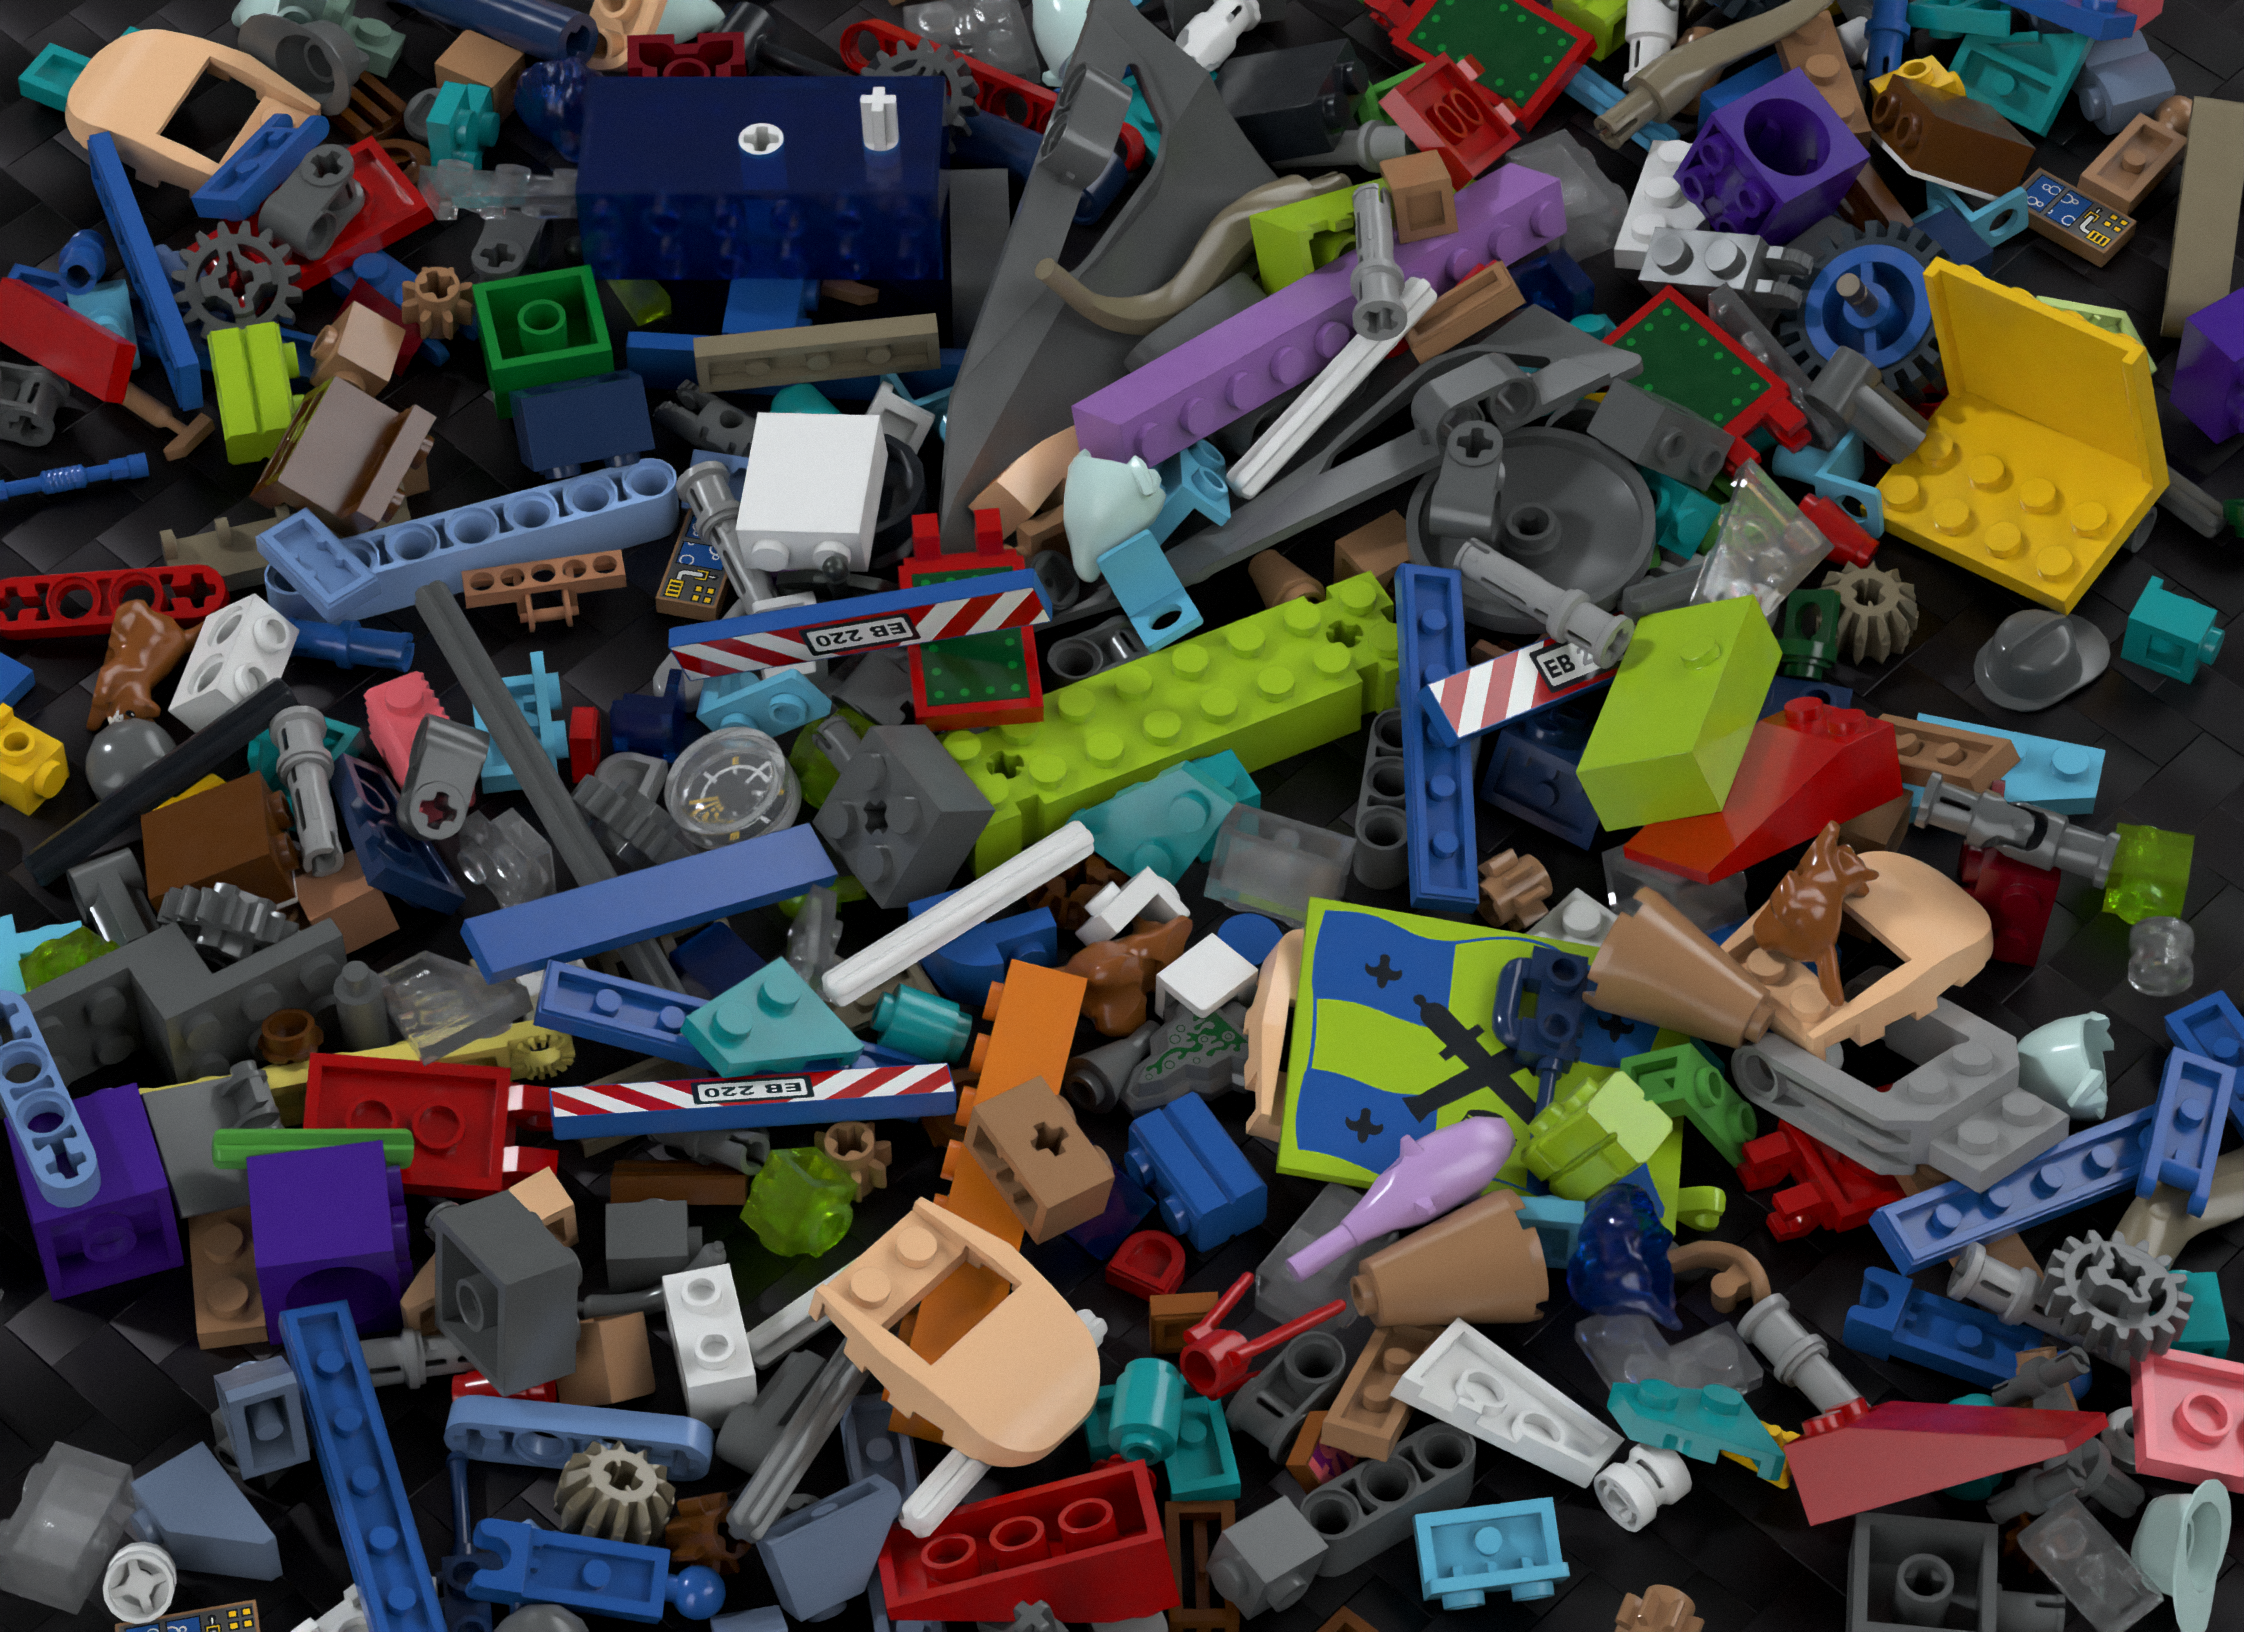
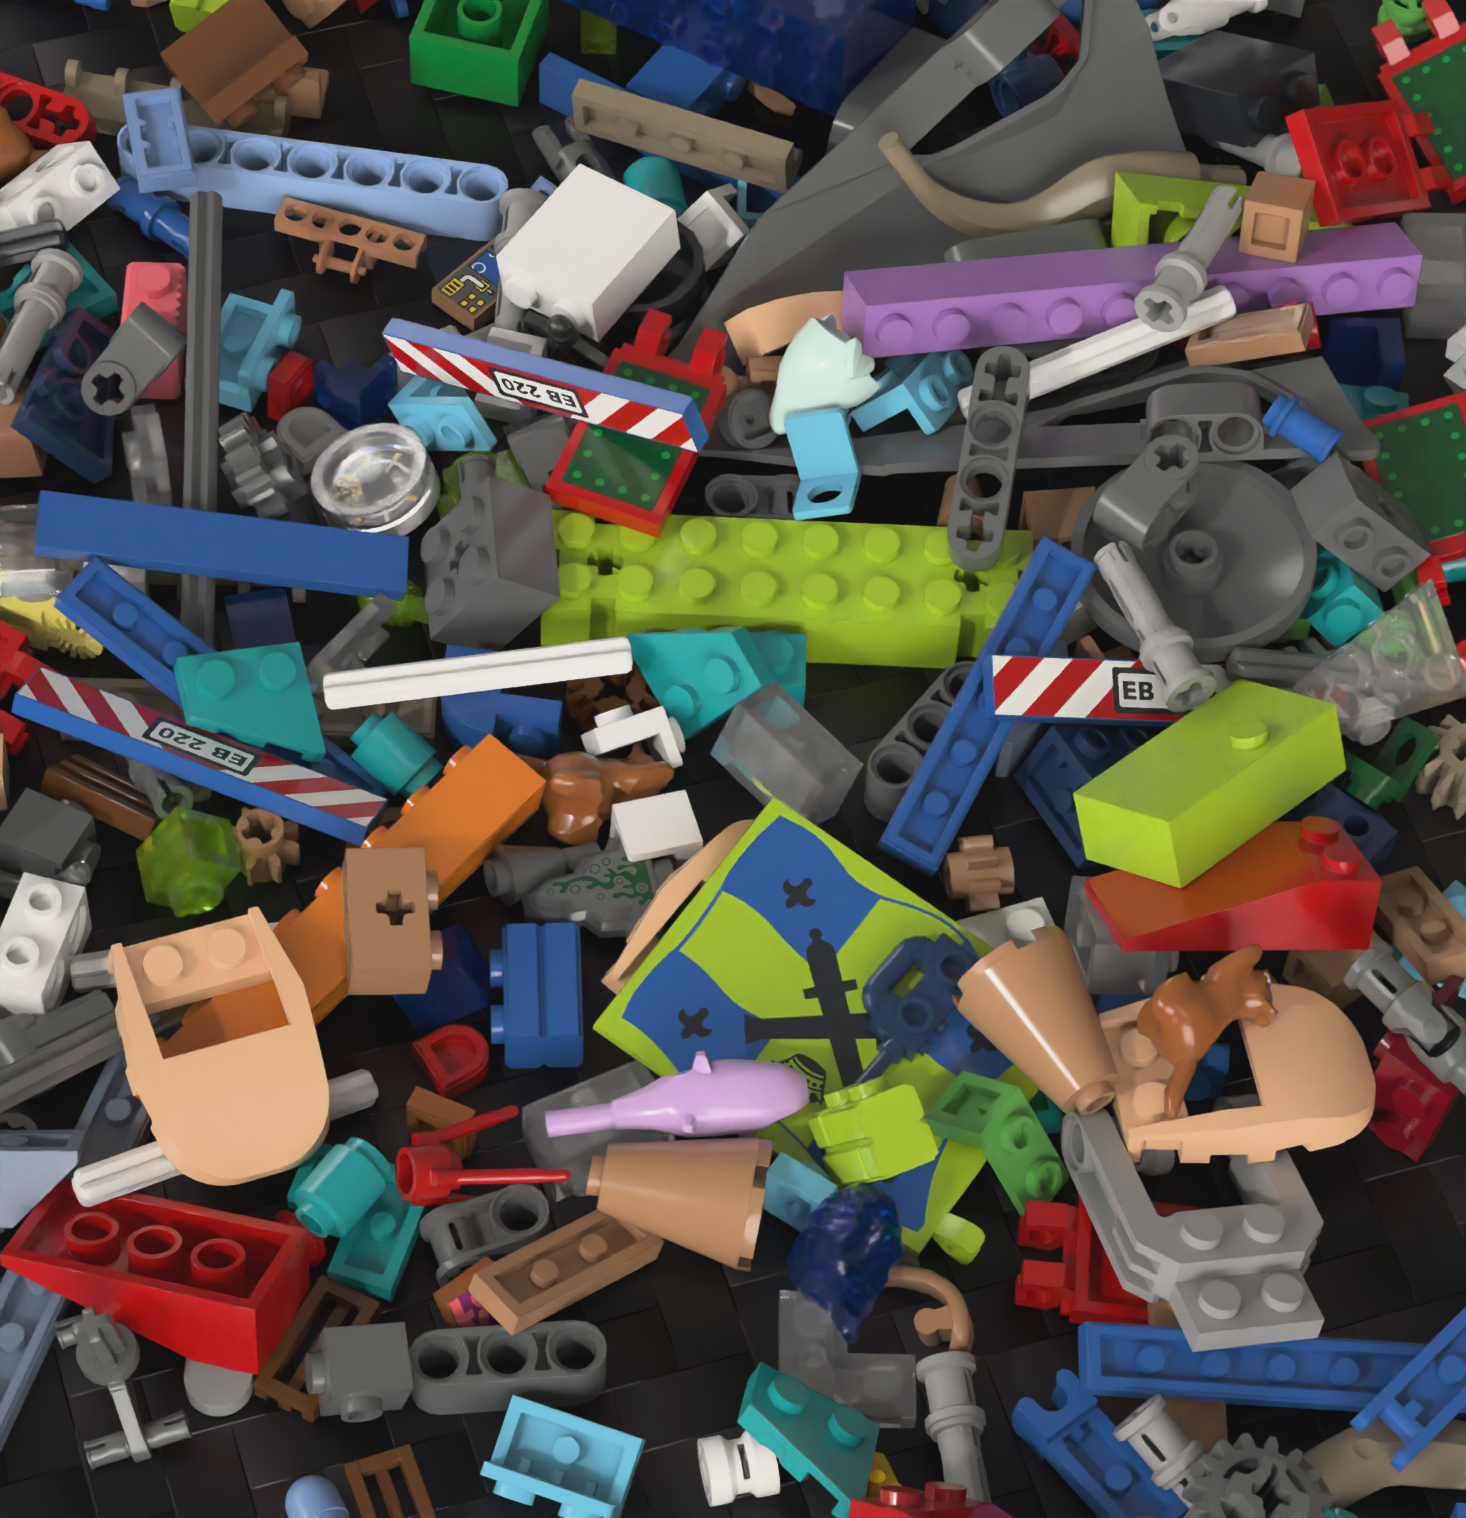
camera: 25 degrees right, 5 degrees up
(582, 422) = (456, 112): dark blue brick -> none
(1250, 936) = (721, 807): blue tile -> none
(1292, 520) = (998, 459): none -> dark grey beam
(1505, 1403) = (658, 1334): white wing -> none
(1571, 369) = (1301, 427): none -> blue pin
(2067, 1065) = (1370, 1271): light aqua hat -> none

